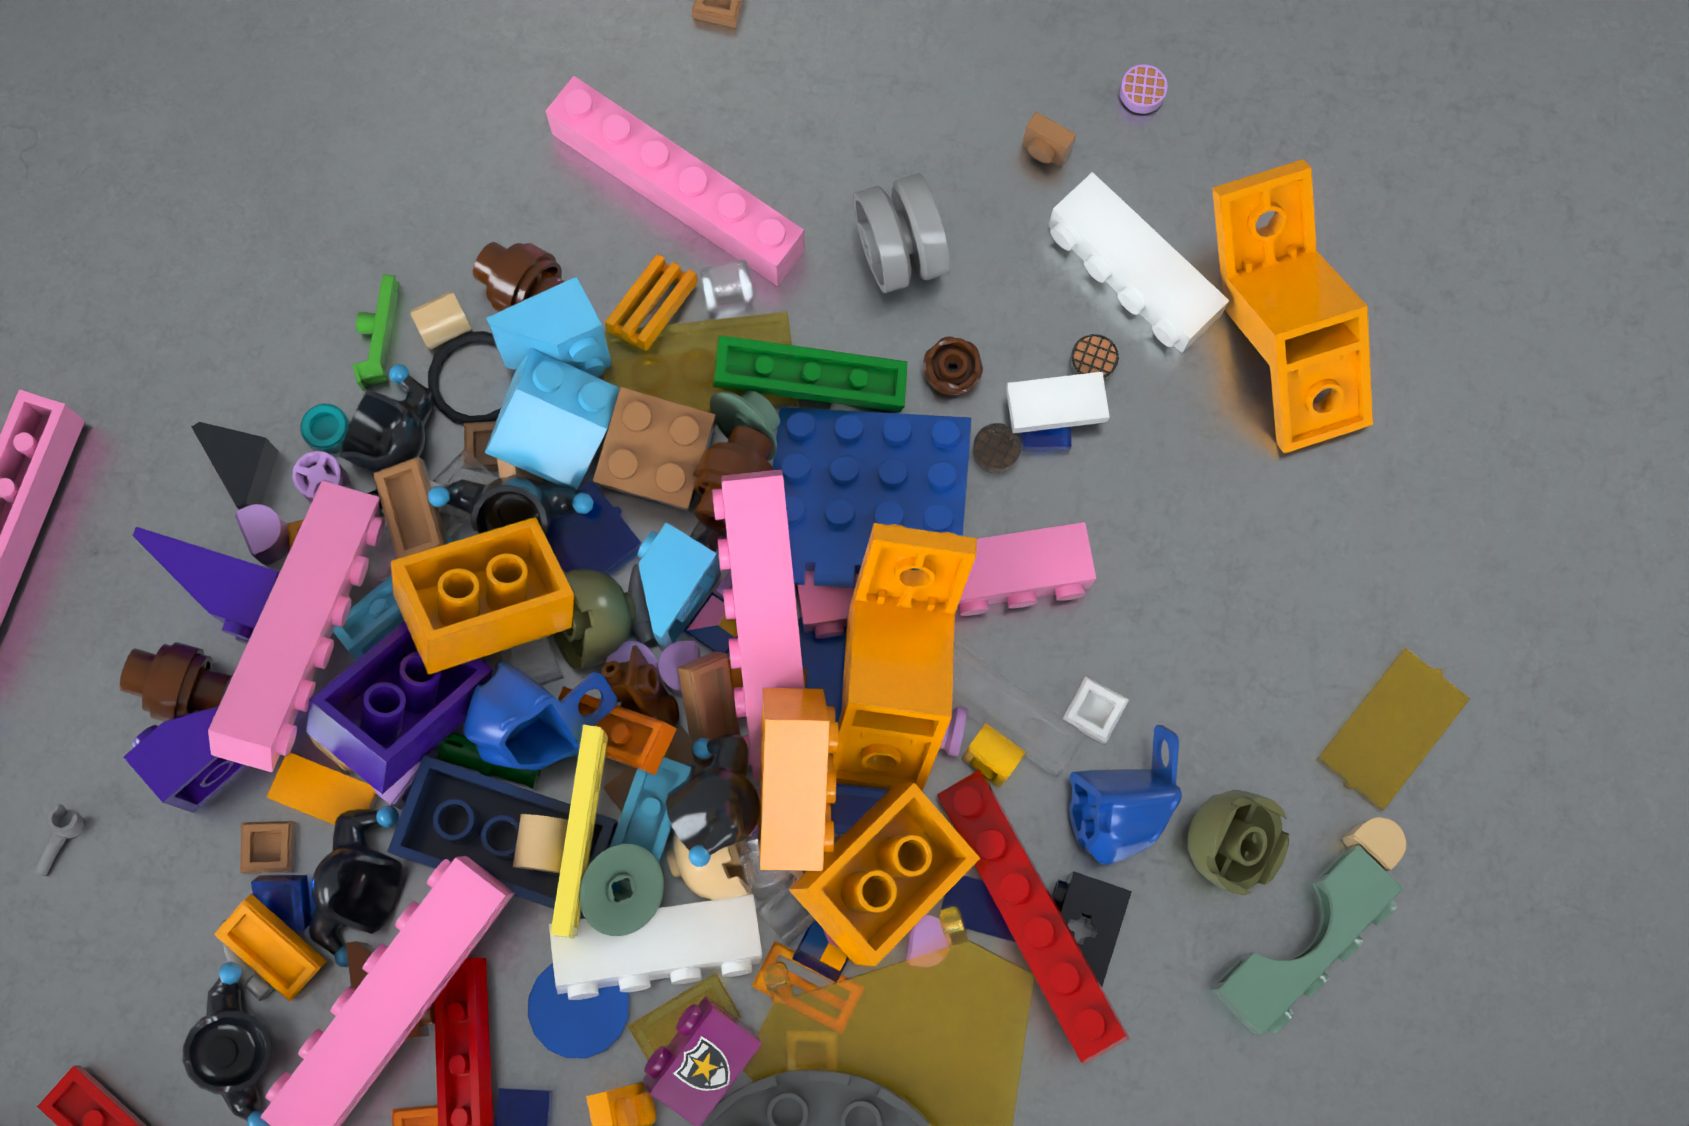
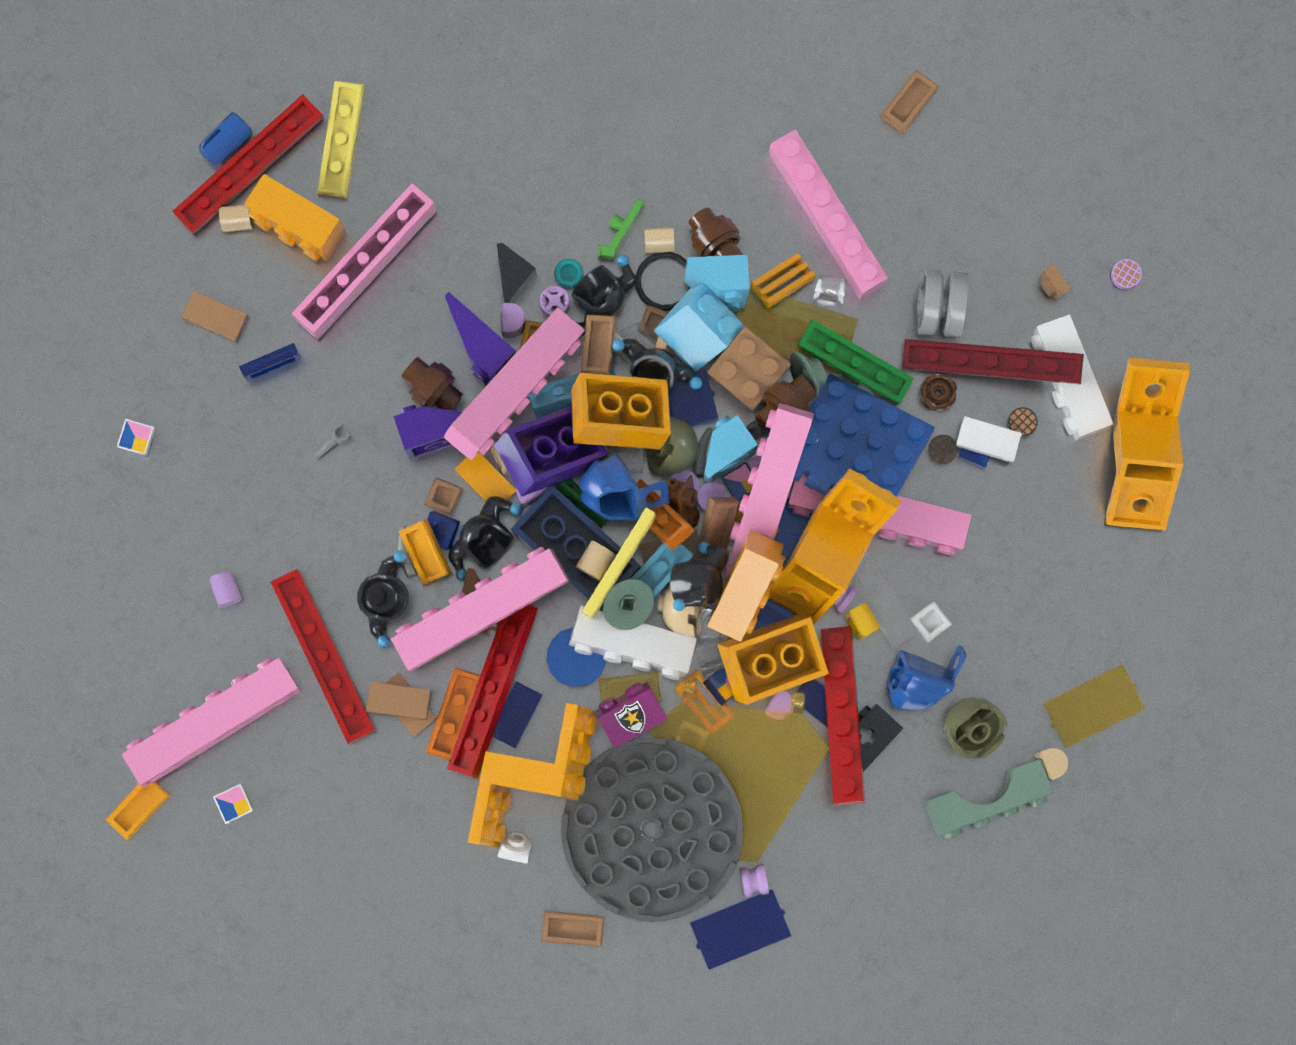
camera: 25 degrees right, 5 degrees up
(1013, 286) = (993, 361): none -> dark red tile

